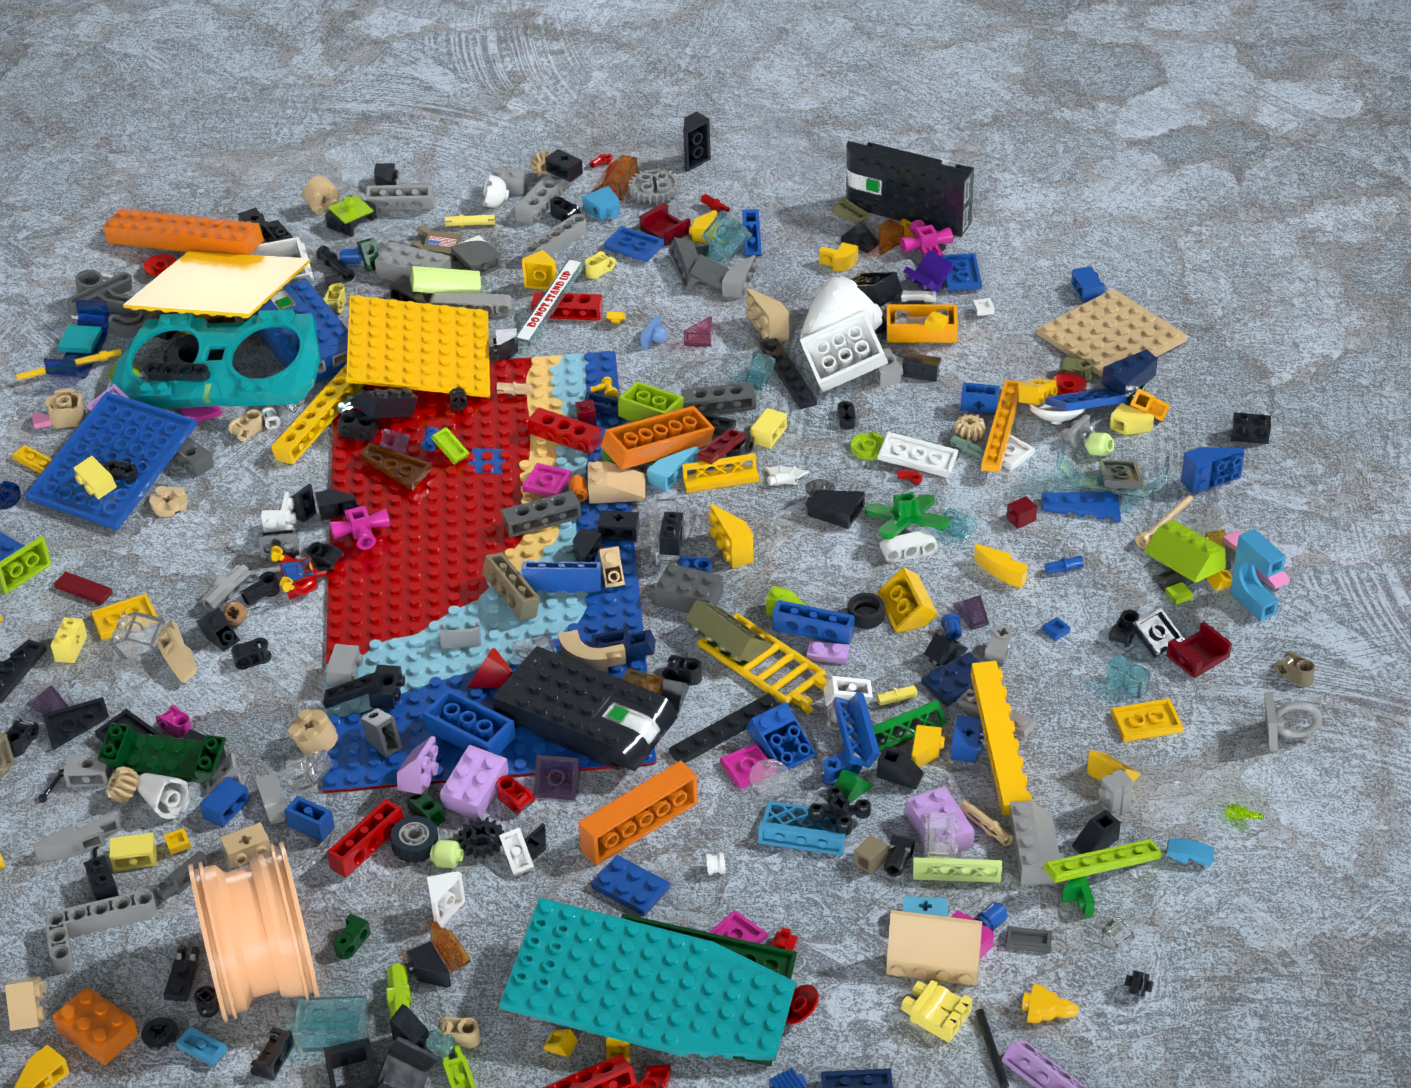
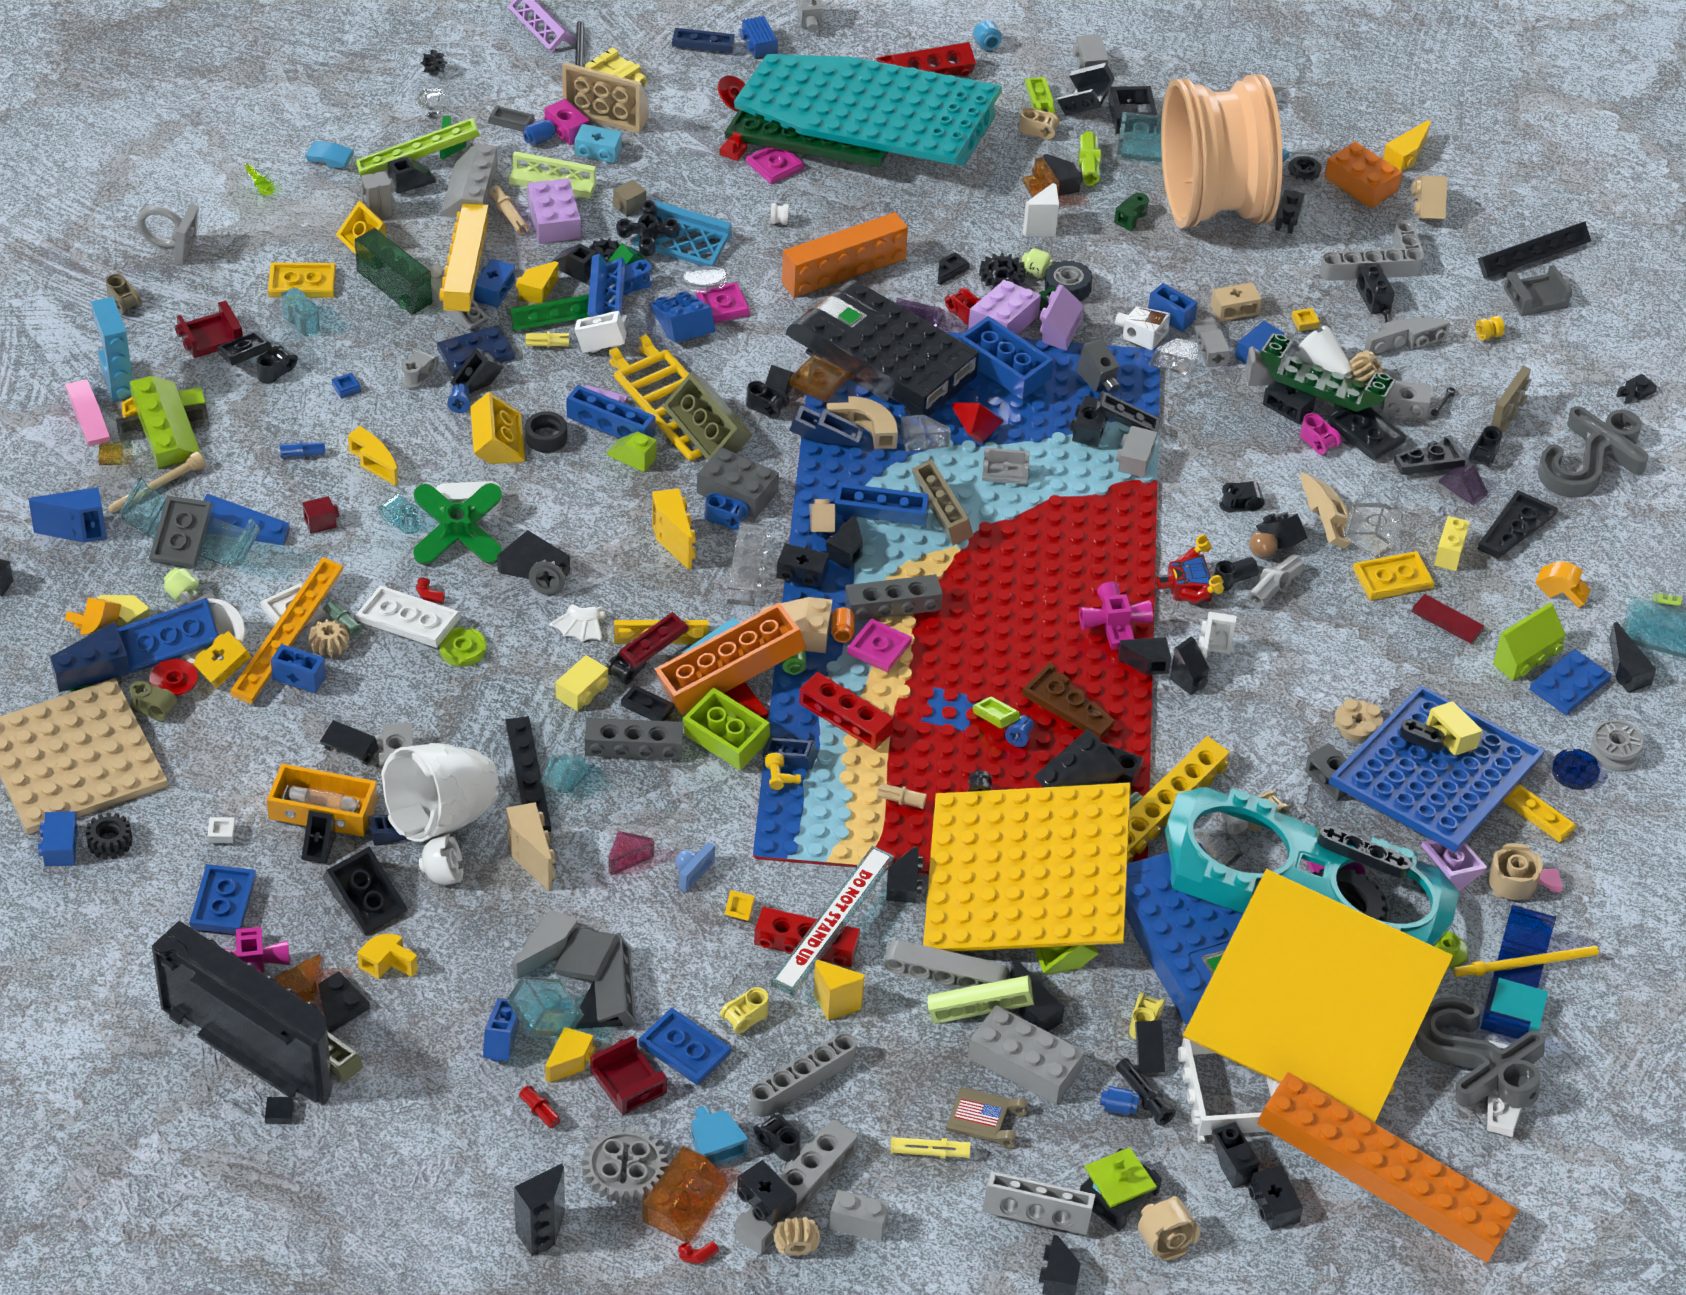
camera: 175 degrees left, 5 degrees up
(133, 852) = (1348, 313): light yellow brick -> none
(158, 263) = (1418, 1131): red dish -> none
(179, 878) = (1296, 284): dark grey hinge -> none
(278, 538) = (1200, 609): brick -> none
(313, 731) = (1169, 386): tan brick -> none
(324, 554) = (1159, 592): black piece -> none
(339, 795) = (1144, 326): none -> white torso
(364, 838) = (1116, 280): red brick -> none
(368, 253) = (1093, 1078): dark green leg -> none
(394, 440) = (1067, 725): clear purple brick -> none
(408, 1026) = (1081, 119): black slope -> none
(440, 1043) = (1055, 102): clear light blue wheel -> none
(477, 255) = (930, 1059): dark grey panel -> none
(494, 192) = (885, 1184): white cylinder -> none
(516, 852) = (969, 249): white plate -> none
(586, 412) = (814, 725): dark red brick -> none
(630, 885) = (854, 210): blue plate -> none
(671, 533) = (745, 521): black brick -> none
(720, 730) = (733, 341): black plate -> none
(843, 351) = (452, 727): white slope -> none
(843, 415) = (478, 694): black beam -> none
(884, 798) = (600, 246): none -> black gear
(899, 851) = (601, 198): black piece -> none
(928, 296) = (305, 854): white tile -> none
(930, 272) = (279, 892): dark purple bracket -> none
(936, 321) = (308, 768): yellow plate -> none
(946, 825) = (564, 168): clear brick -> none
(972, 612) = (430, 419): clear purple slope -> none
(1046, 1005) = (521, 65): yellow rock -> none
(1056, 292) = (112, 846): none -> black tyre
(1063, 718) = (393, 271): none -> clear green brick

